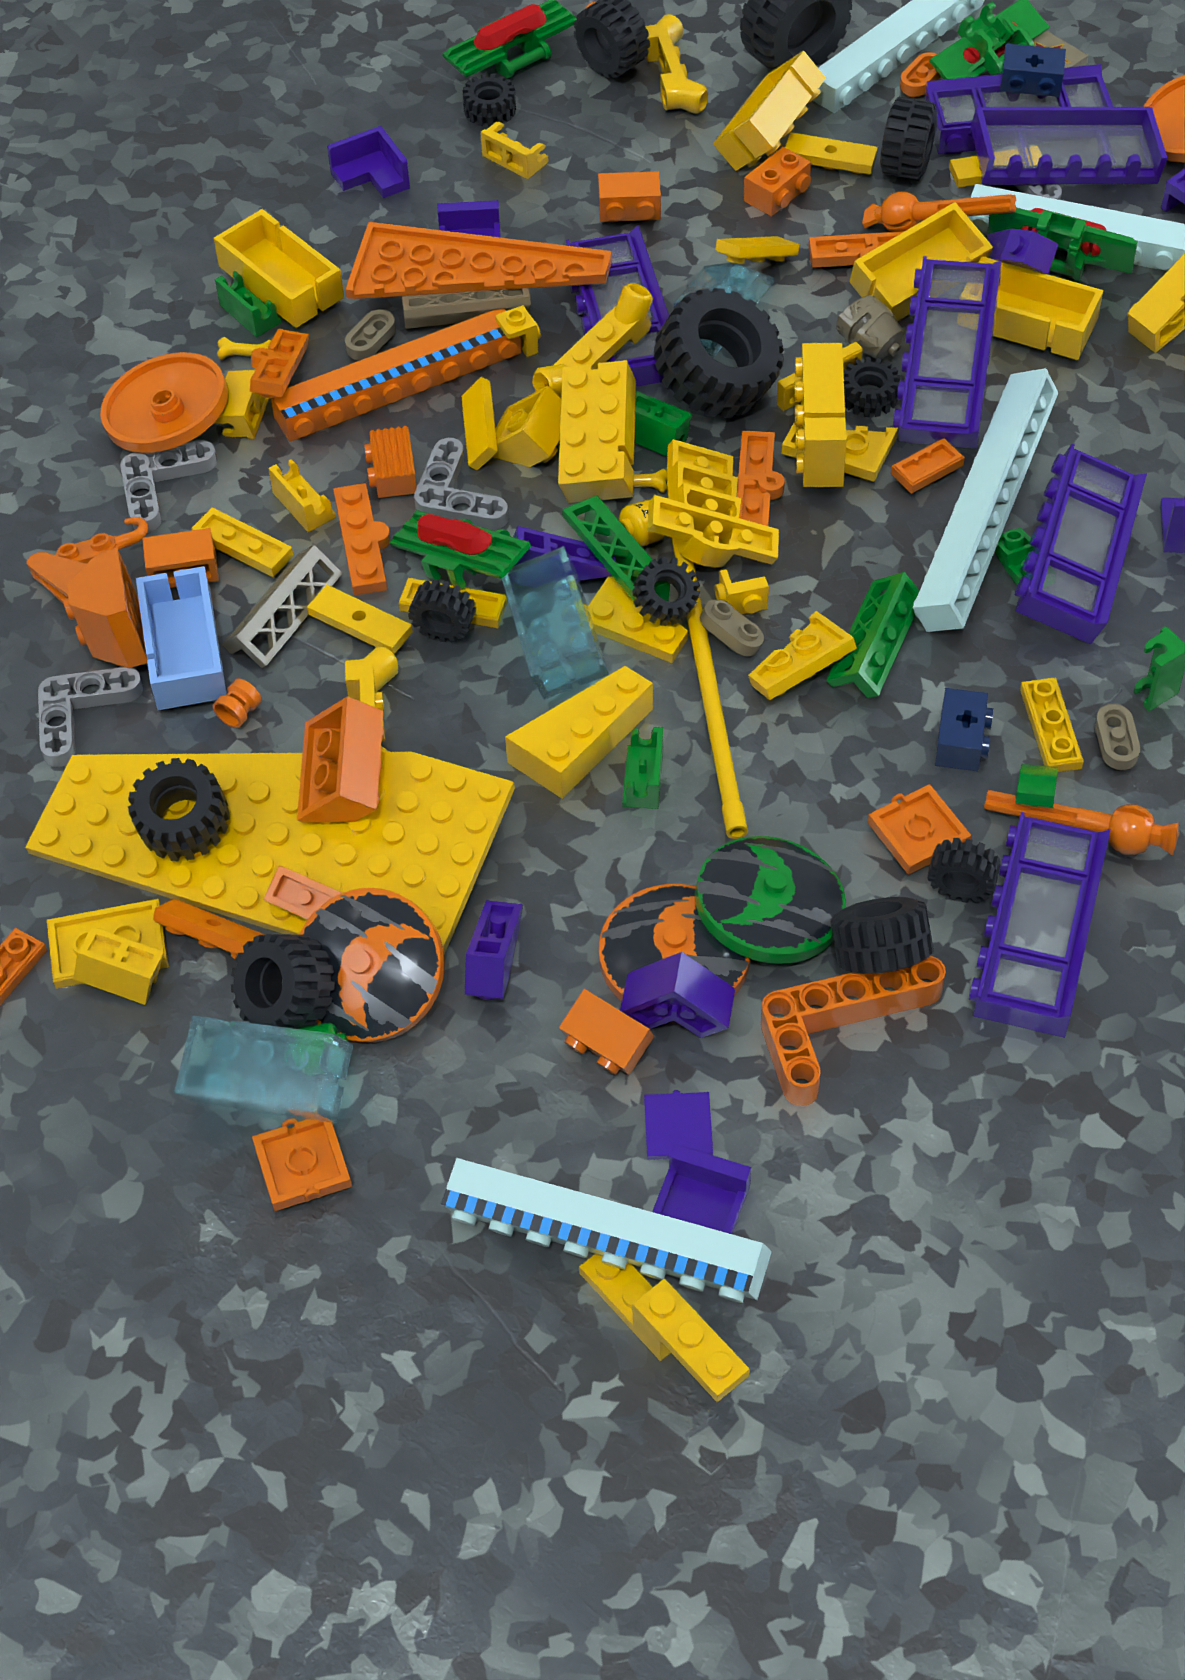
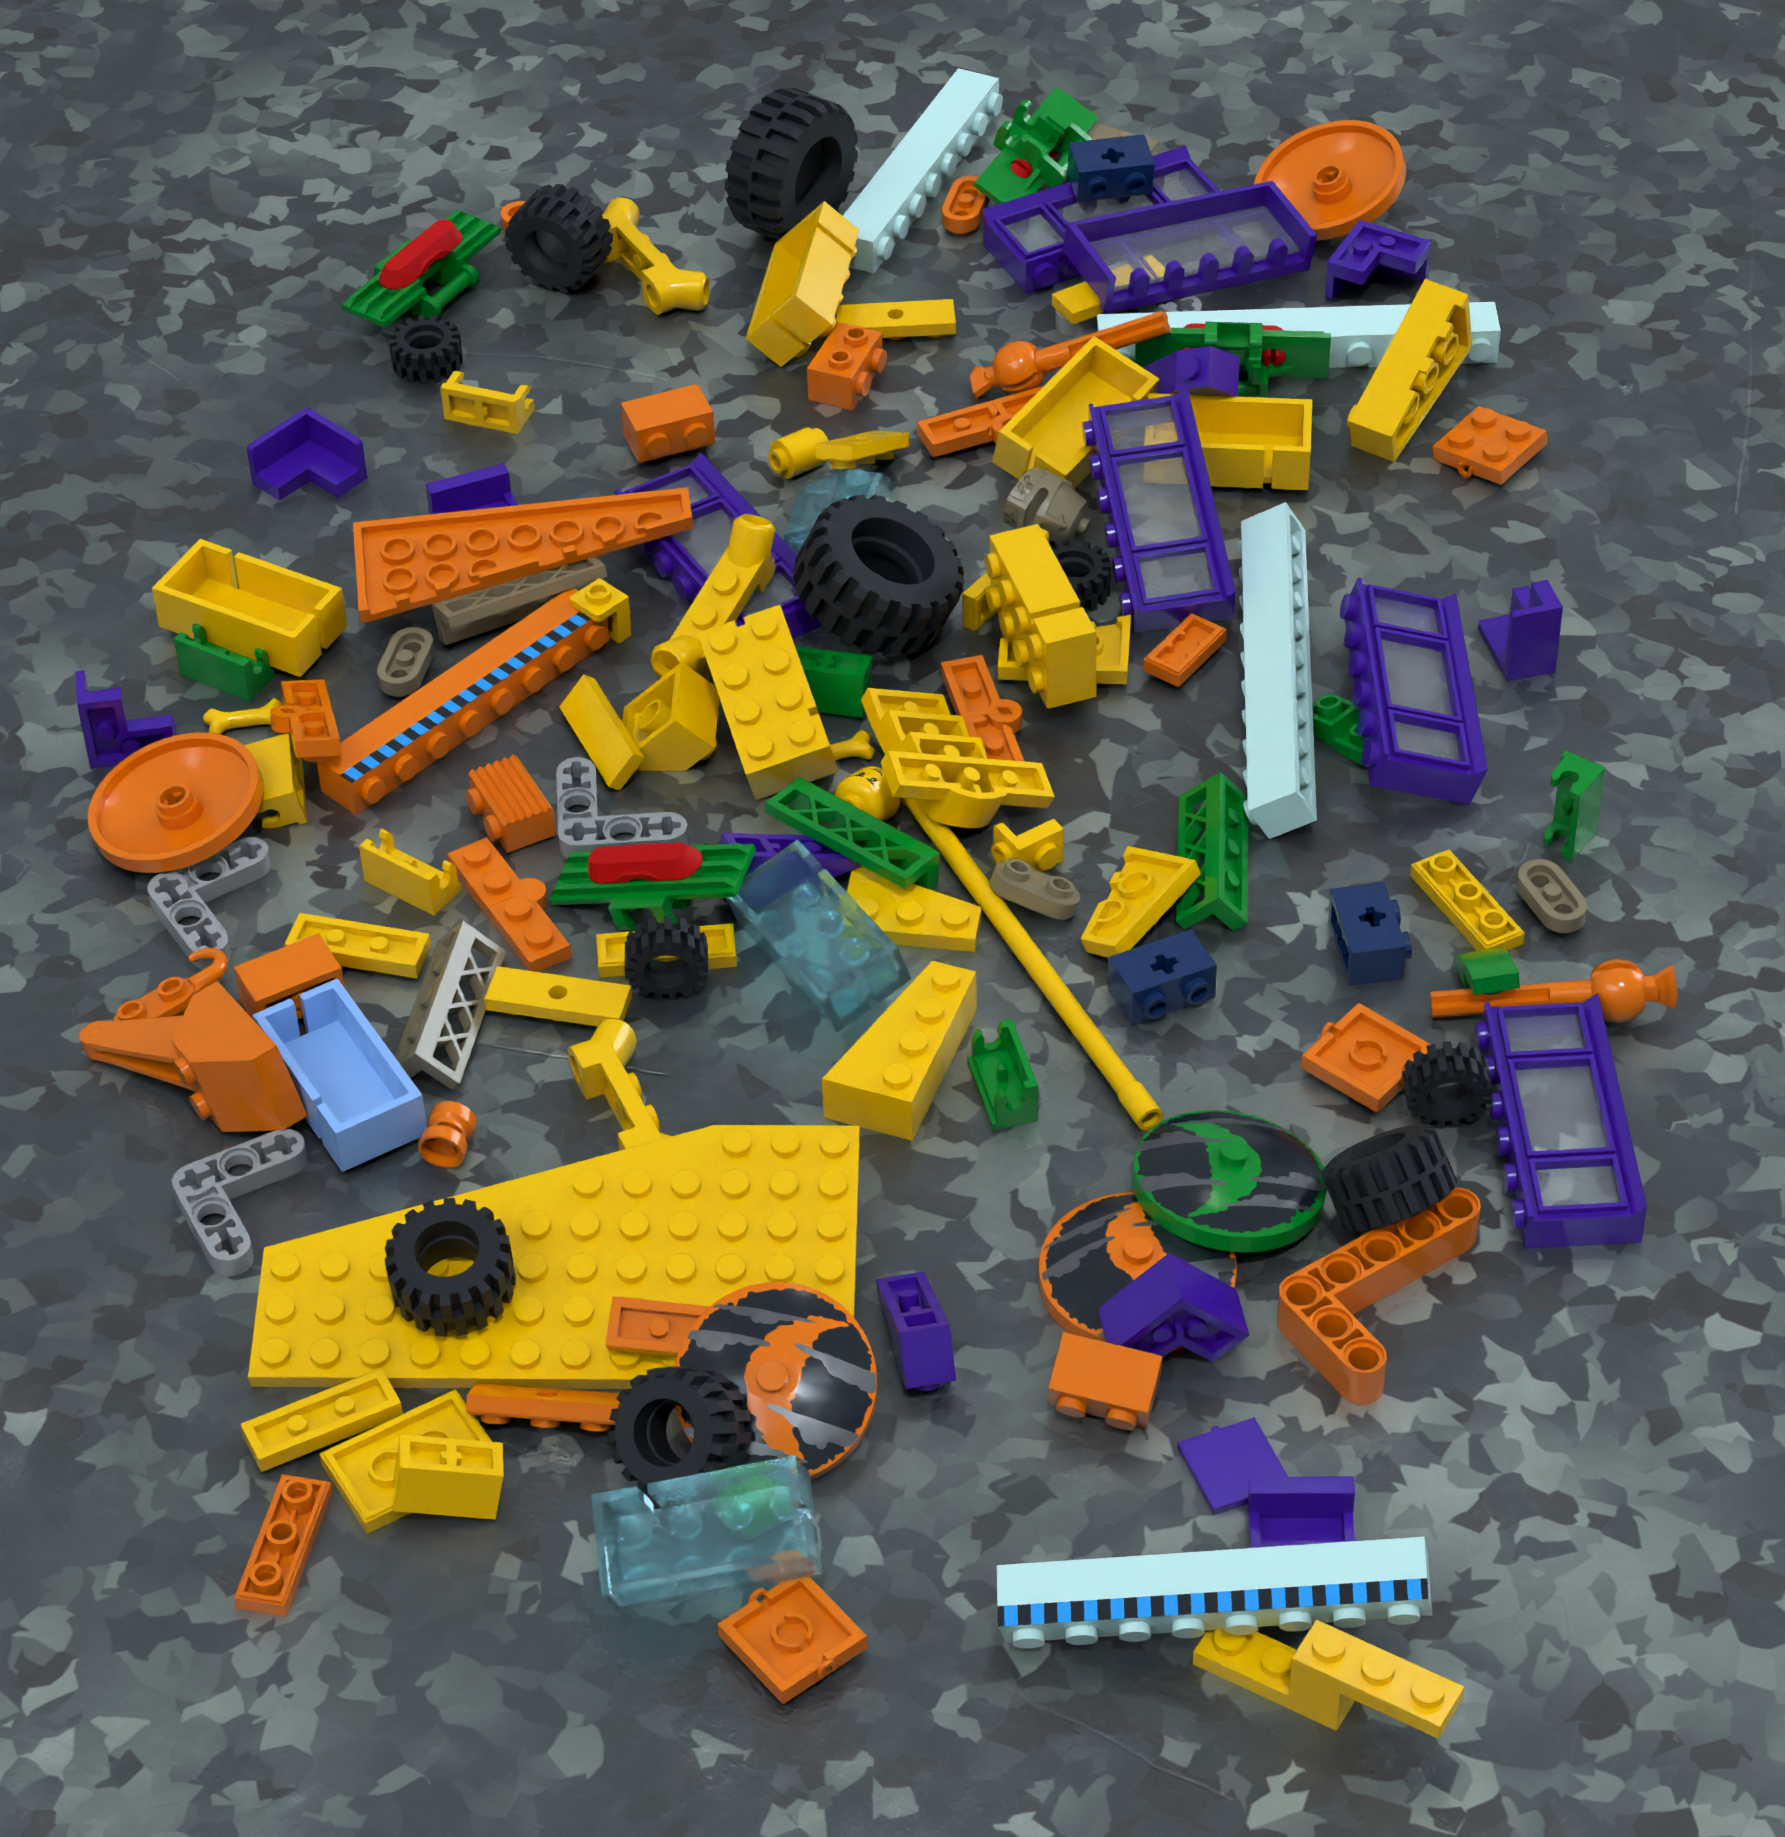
camera: 20 degrees left, 10 degrees down
(58, 894) = (321, 1419): none -> yellow plate
(142, 336) = (107, 731): none -> dark purple panel
(341, 763) = (636, 1157): orange slope -> none
(674, 575) = (931, 879): black tyre -> none
(705, 239) = (796, 452): none -> yellow brick
(793, 722) = (1162, 977): none -> dark blue brick
(908, 138) = (993, 279): black tyre -> none

